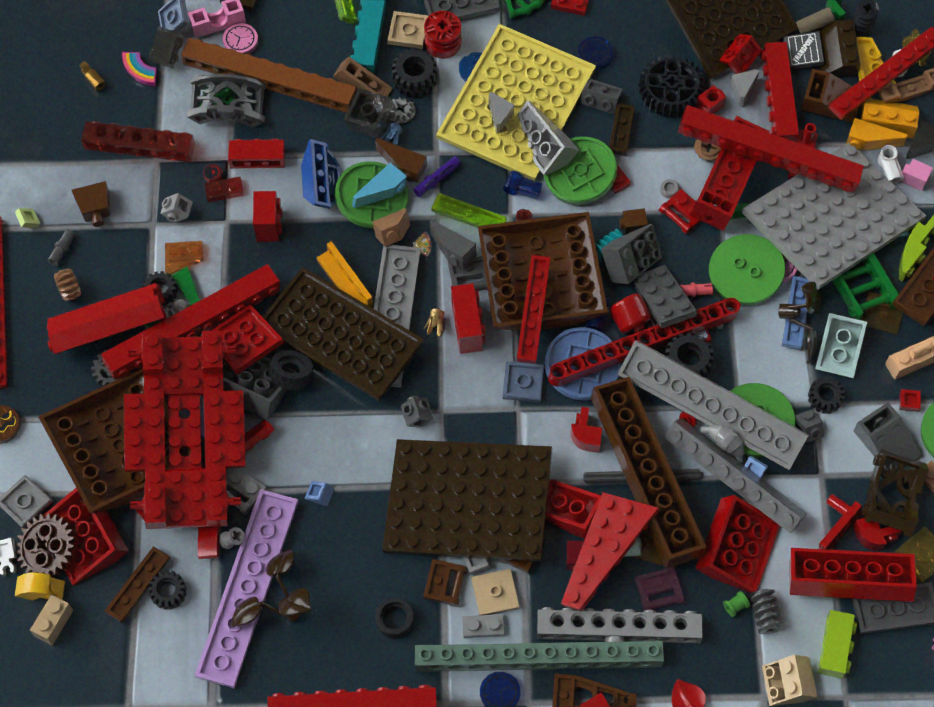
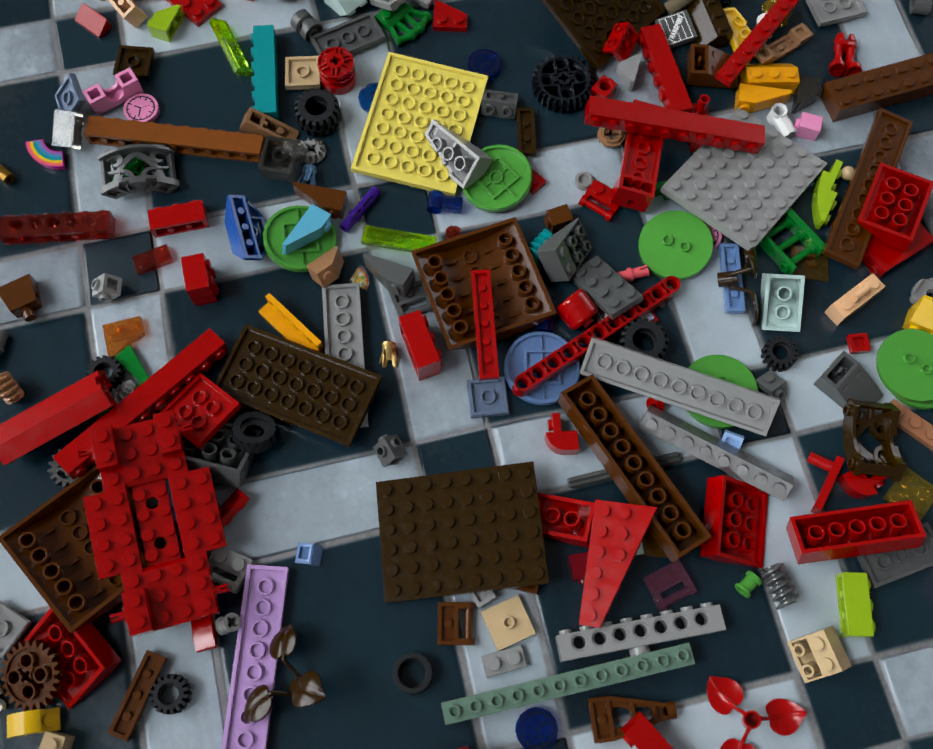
camera: 15 degrees left, 5 degrees up
(212, 173) = (138, 245): black tile -> none
(500, 110) = (408, 133): light grey slope -> none
(726, 439) = (698, 418): light grey piece -> none

